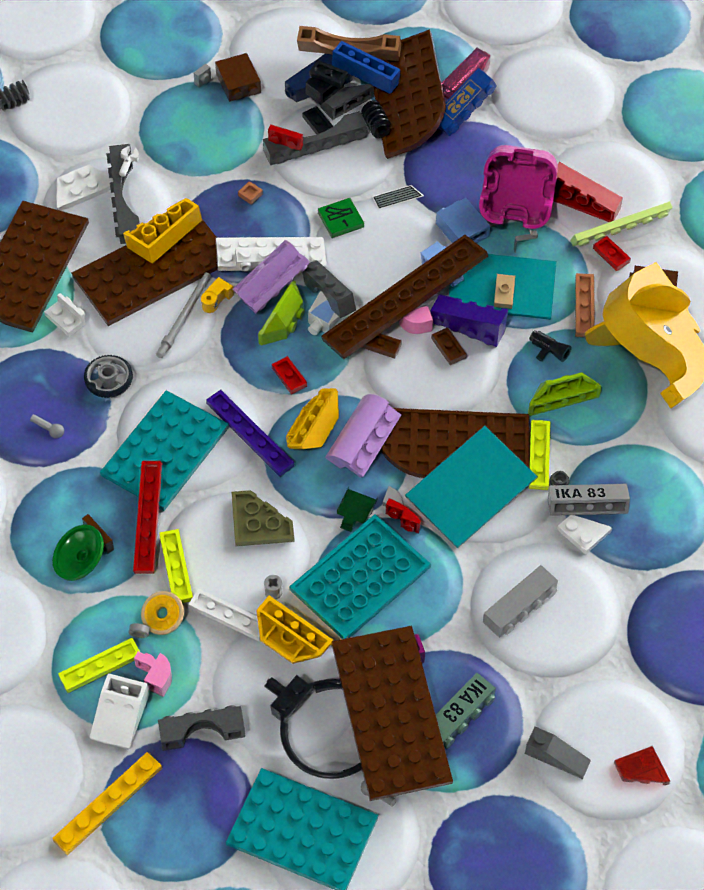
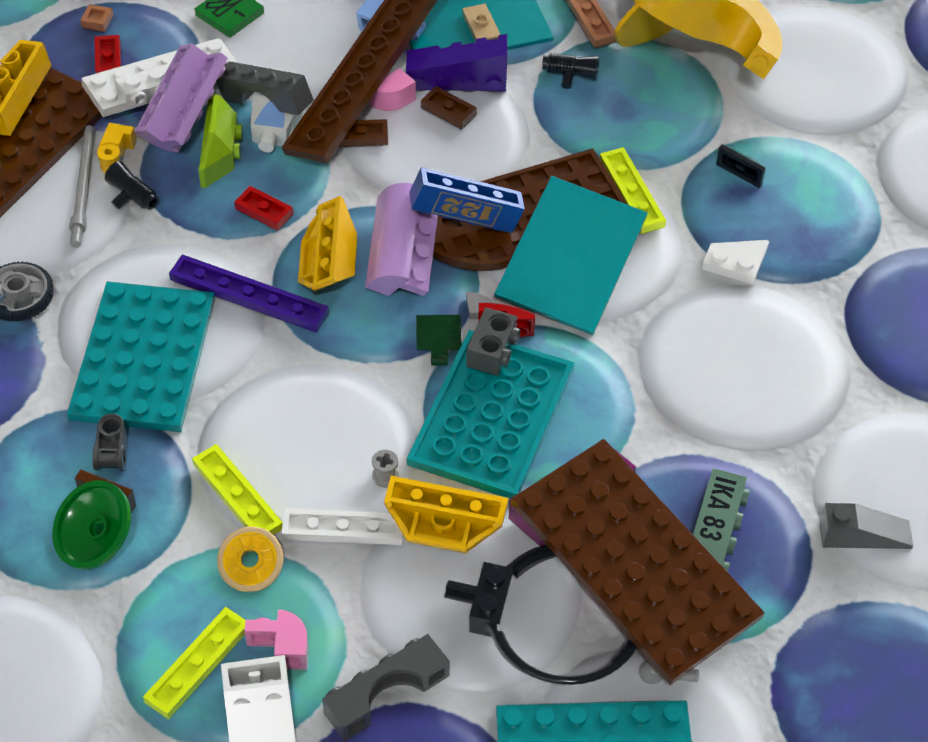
camera: 25 degrees left, 5 degrees down
(114, 506) = (110, 447): none -> dark grey piece
(139, 630) = (229, 594): light grey tile -> none
(147, 517) = (167, 444): red plate -> none
(213, 328) = (131, 187): none -> black piece
(244, 223) = (107, 52): none -> red plate
(258, 521) = (319, 395): olive plate -> none
(379, 526) = (492, 341): none -> dark grey brick
(413, 424) = (466, 200): none -> blue brick
(520, 601) = (711, 366): light grey brick -> none
(559, 475) = (673, 209): dark grey plate -> none
(563, 393) = (622, 109): lime wedge -> none
(588, 499) = (723, 217): light grey brick -> none
(626, 463) = (741, 165): none -> black slope

